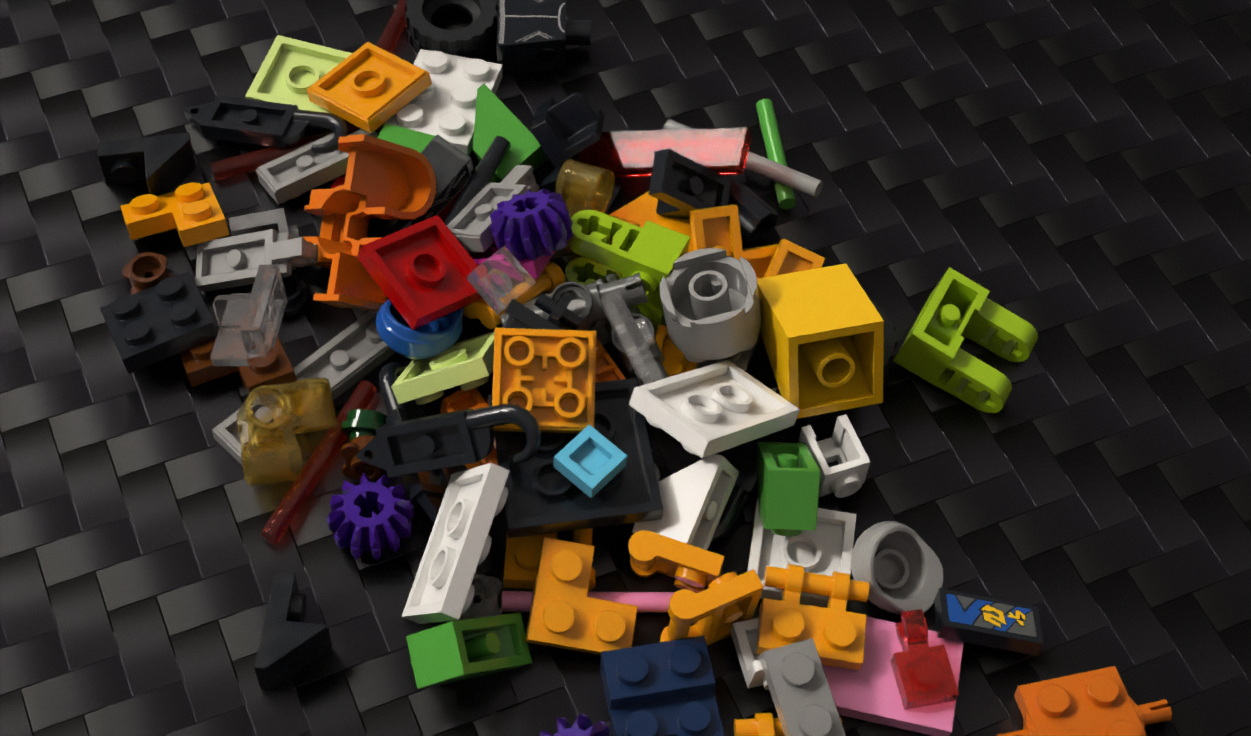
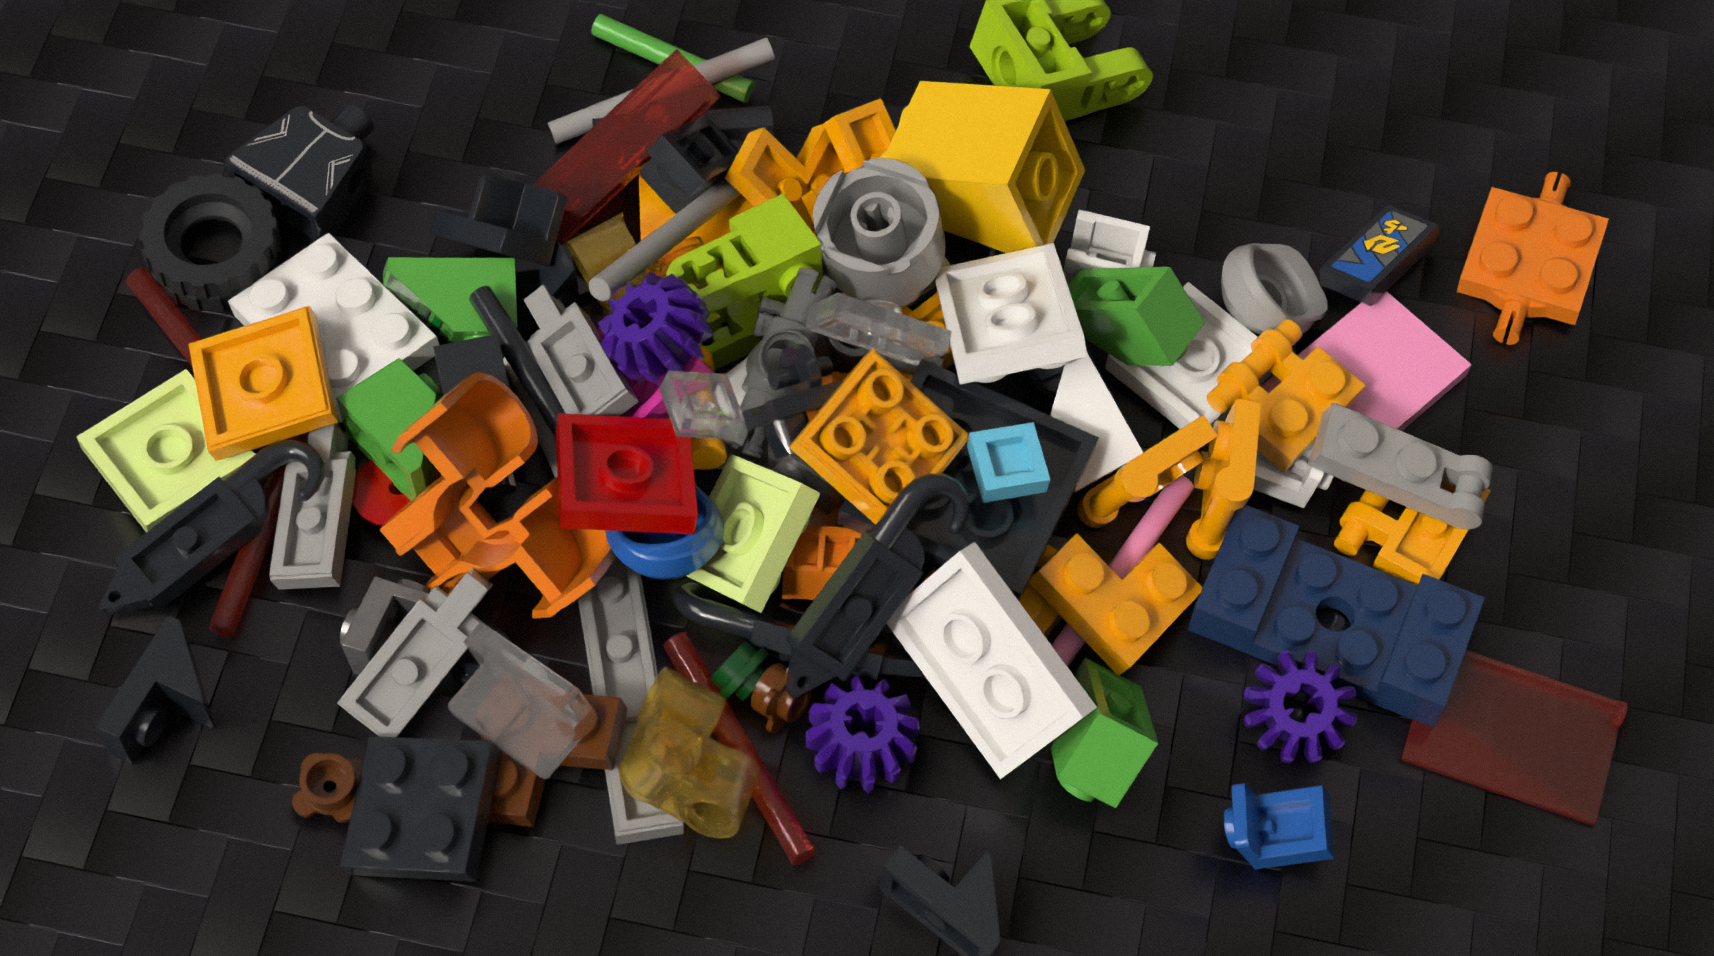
camera: 55 degrees left, 5 degrees up
(189, 209) = (265, 688): light orange plate -> none
(611, 202) = (662, 240): none -> light grey bar
(920, 670) = (1398, 342): clear red plate -> none

